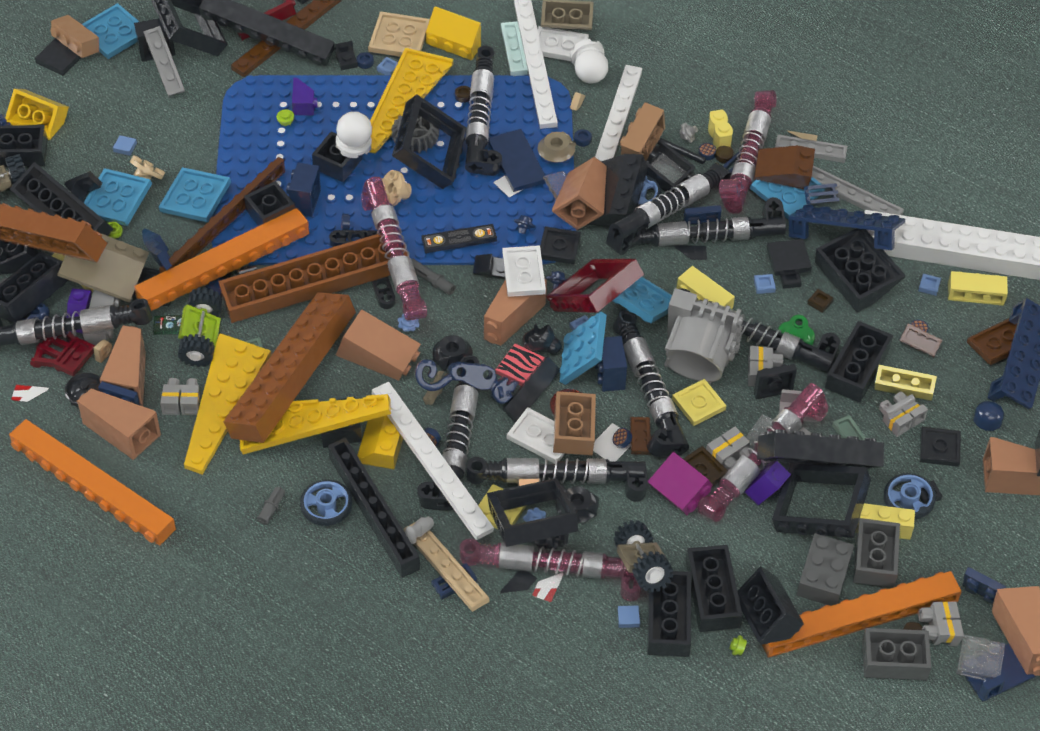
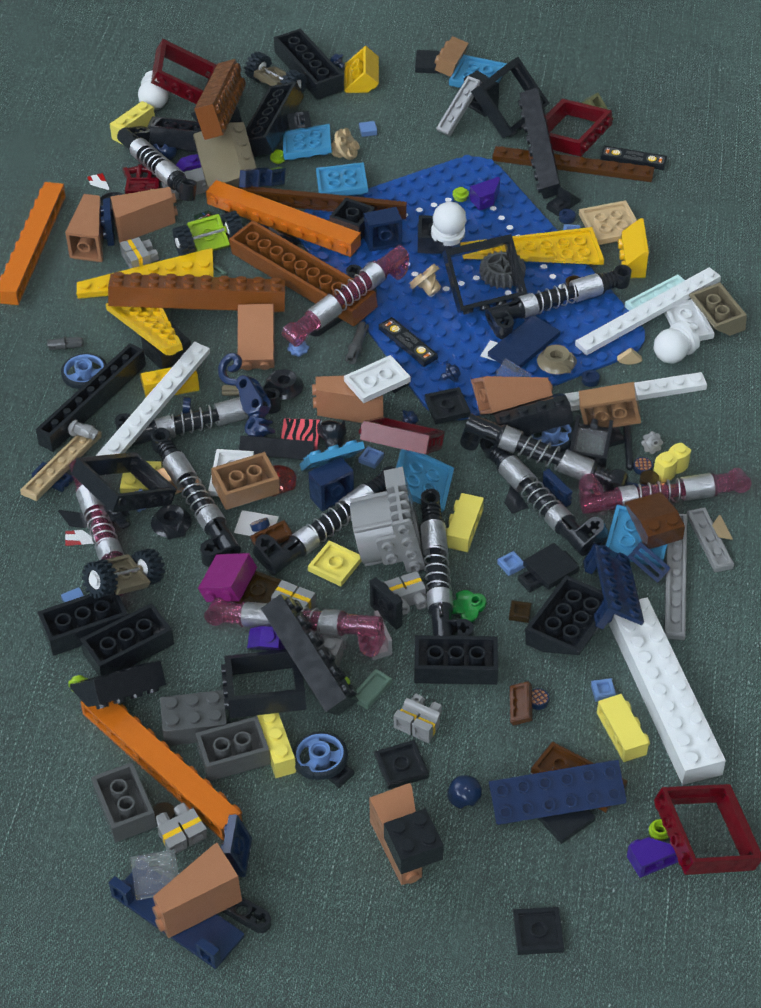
camera: 65 degrees right, 5 degrees down
(909, 382) = (453, 704): light yellow brick -> none

